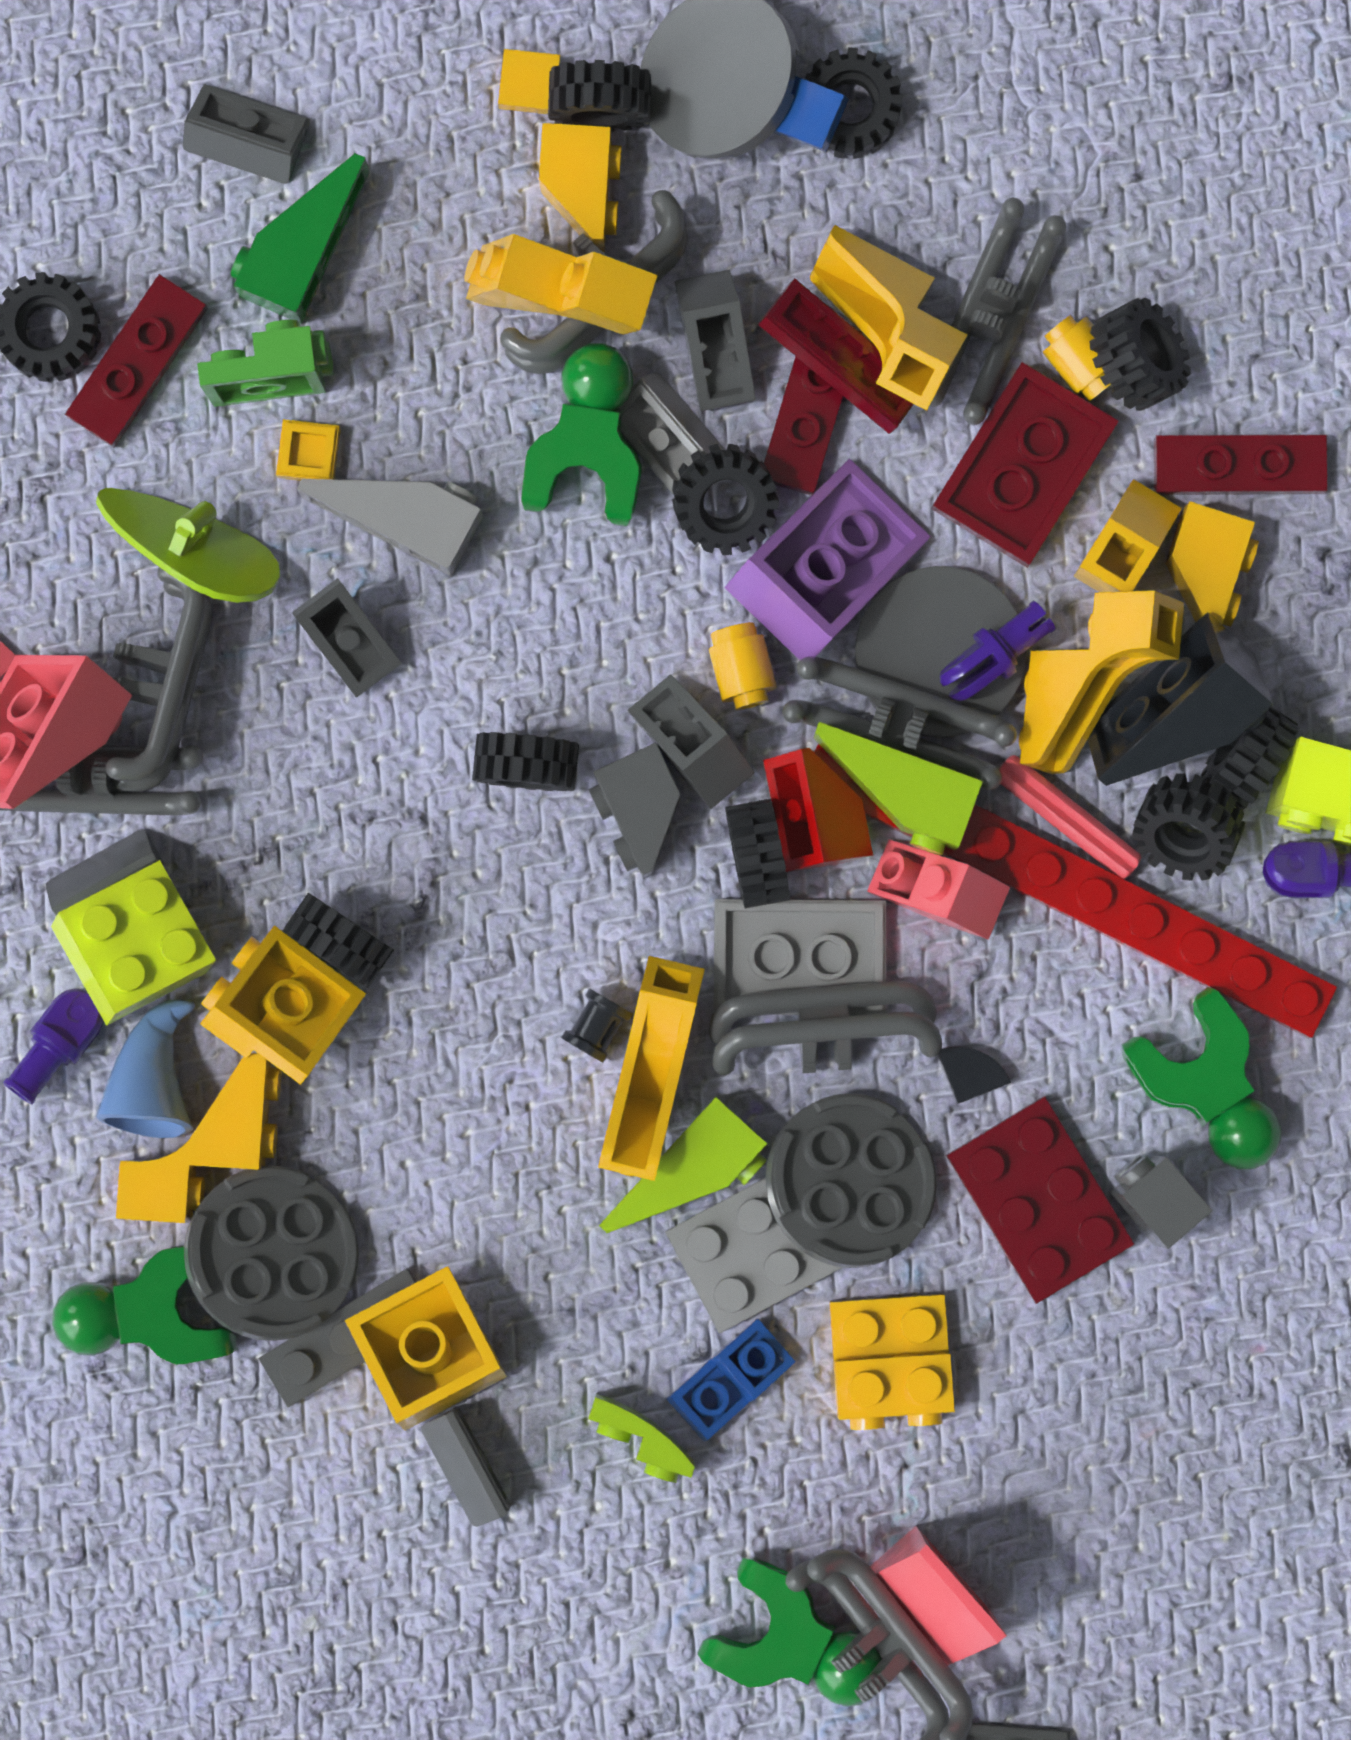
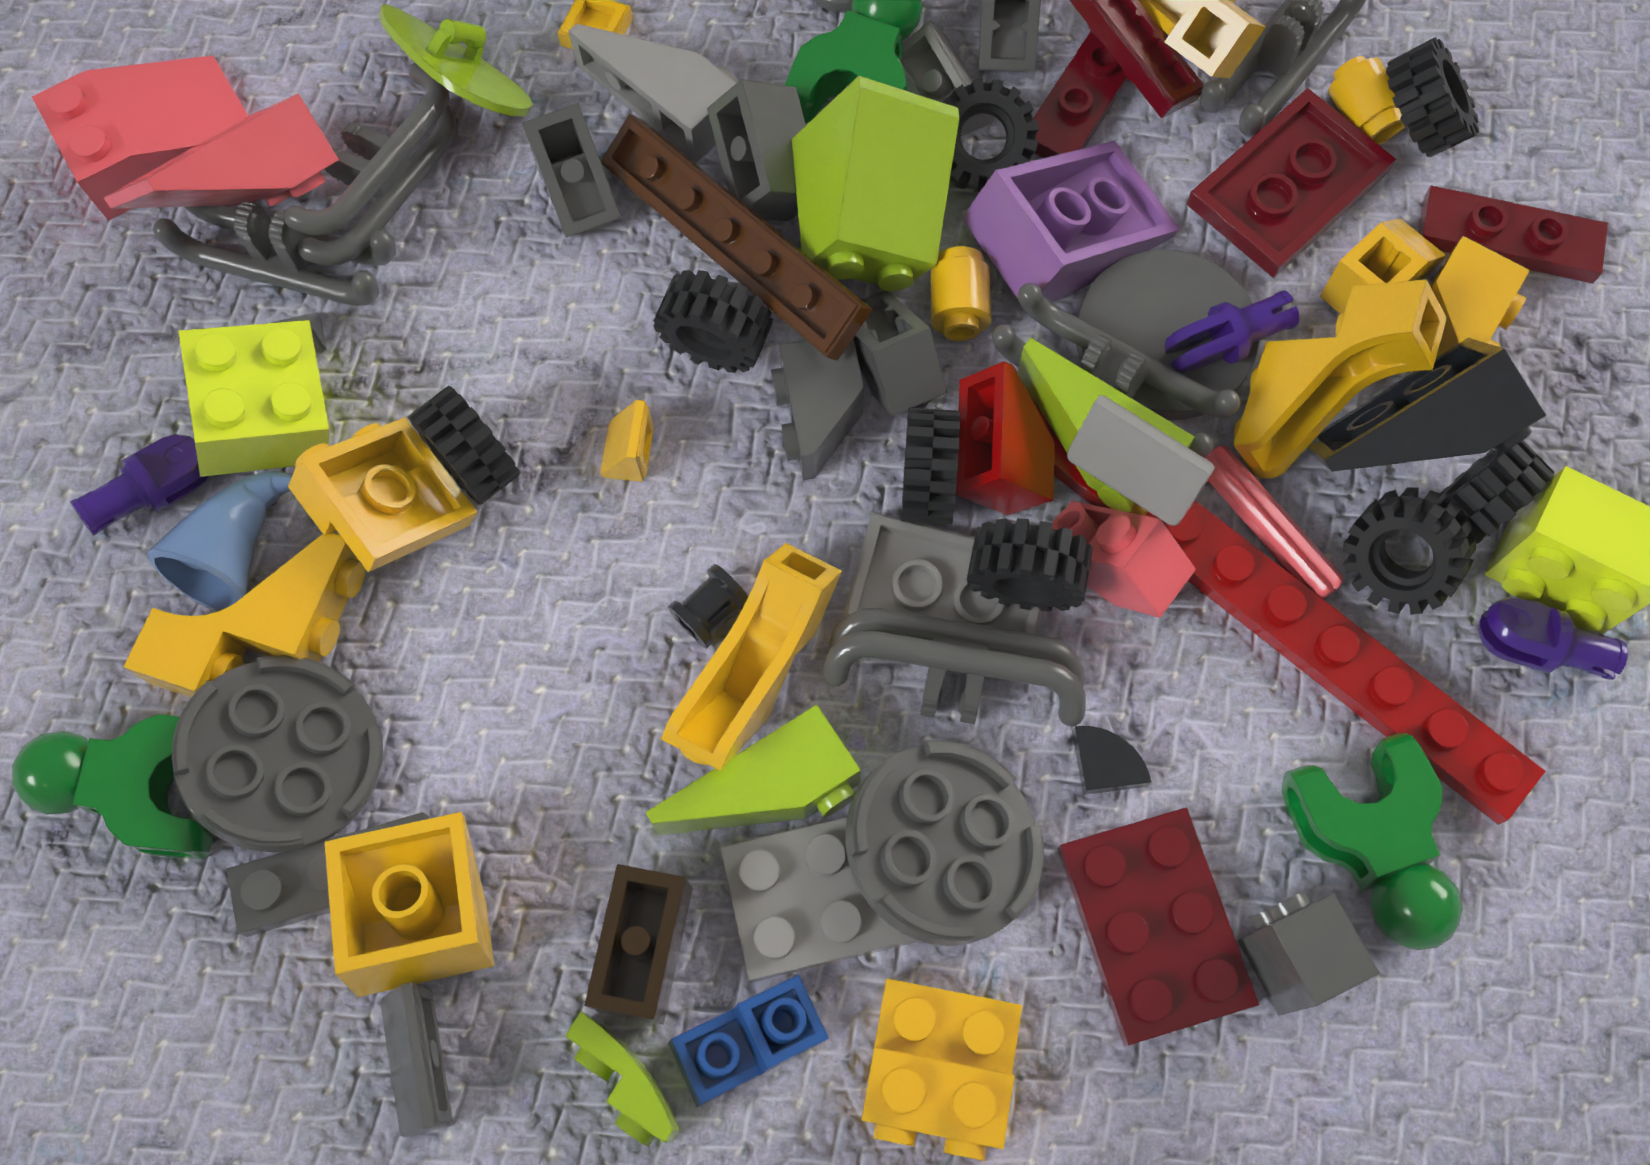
camera: 15 degrees right, 15 degrees down
(475, 891) = (628, 444): none -> yellow slope
(517, 669) = (736, 238): none -> reddish brown tile
(524, 573) = (754, 144): none -> dark grey brick
(625, 1332) = (639, 944): none -> dark brown brick
(639, 598) = (875, 183): none -> lime slope
(866, 931) = (1030, 565): none -> black tyre
(938, 827) = (1139, 461): none -> light grey slope

